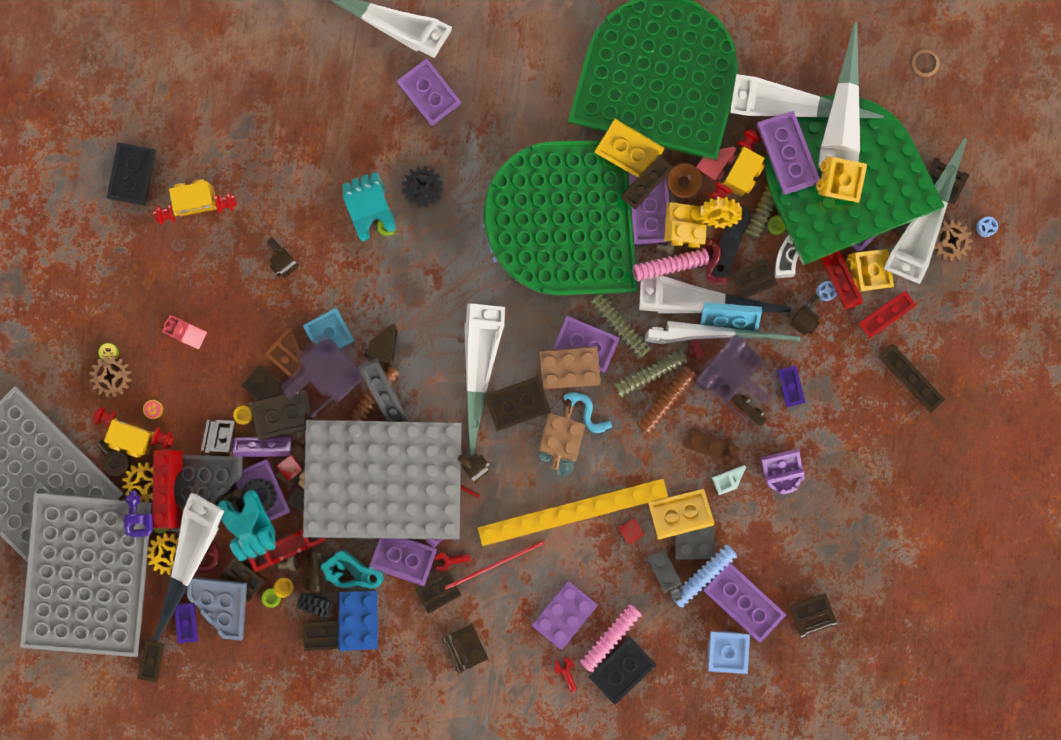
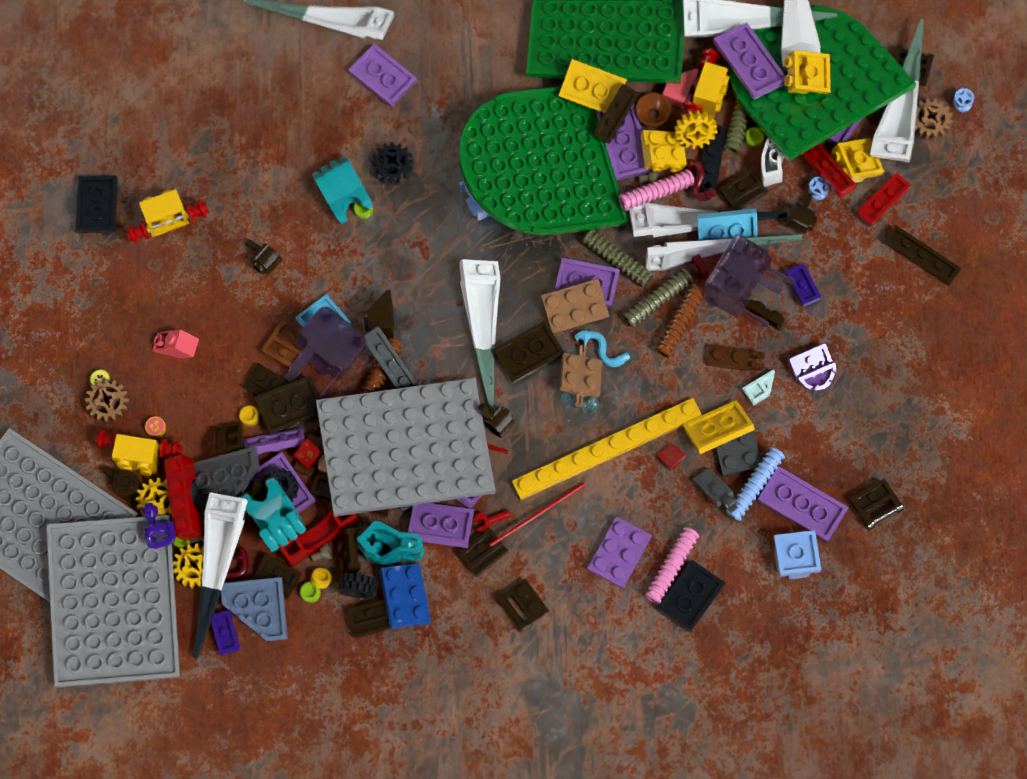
camera: 10 degrees left, 15 degrees down
(151, 661) = (194, 679): dark brown plate -> none
(566, 673) = (633, 610): red bar -> none

